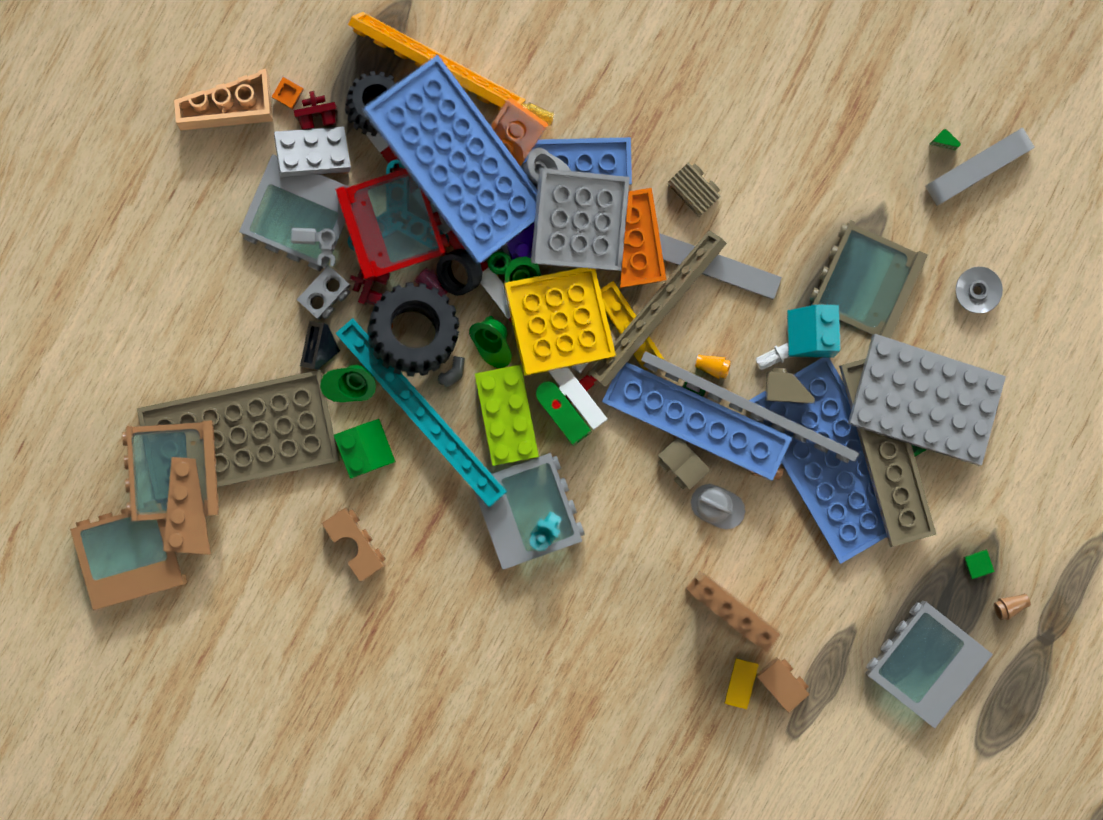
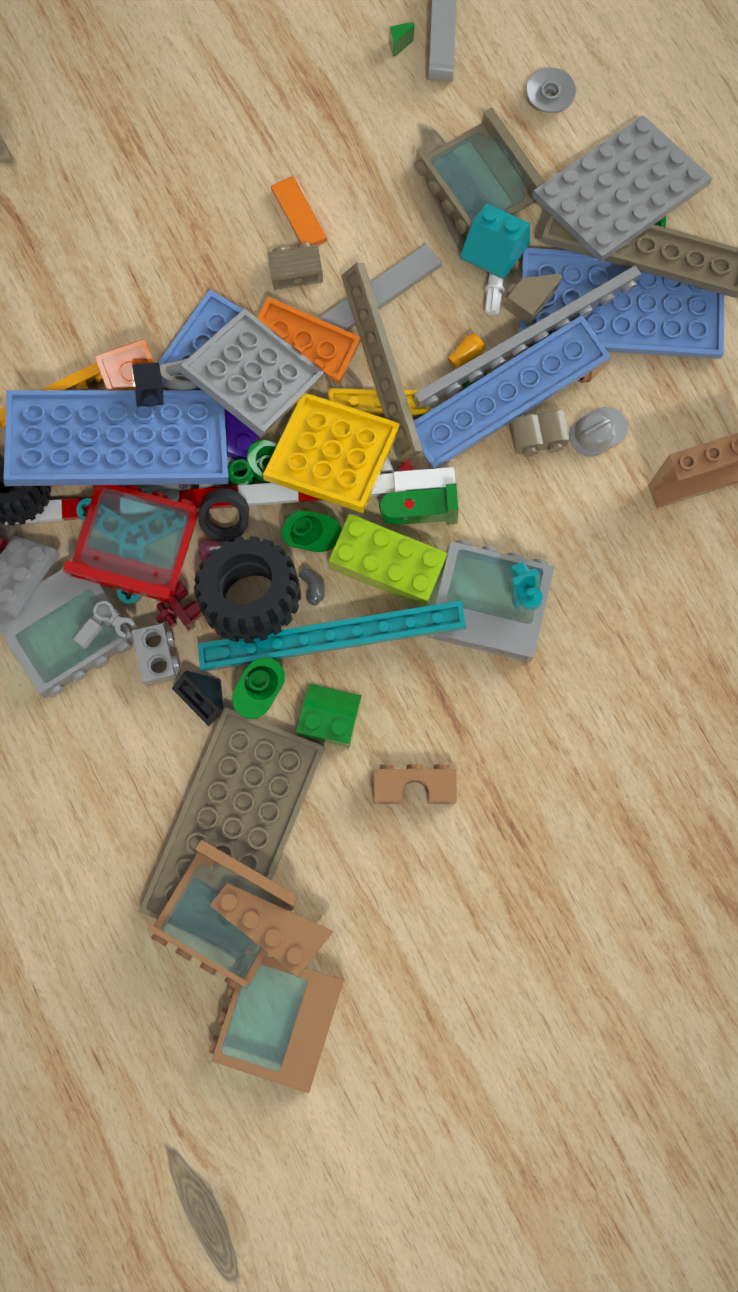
camera: 55 degrees left, 10 degrees down
(511, 154) = (147, 384): none -> black brick
(742, 161) = (298, 212): none -> orange tile

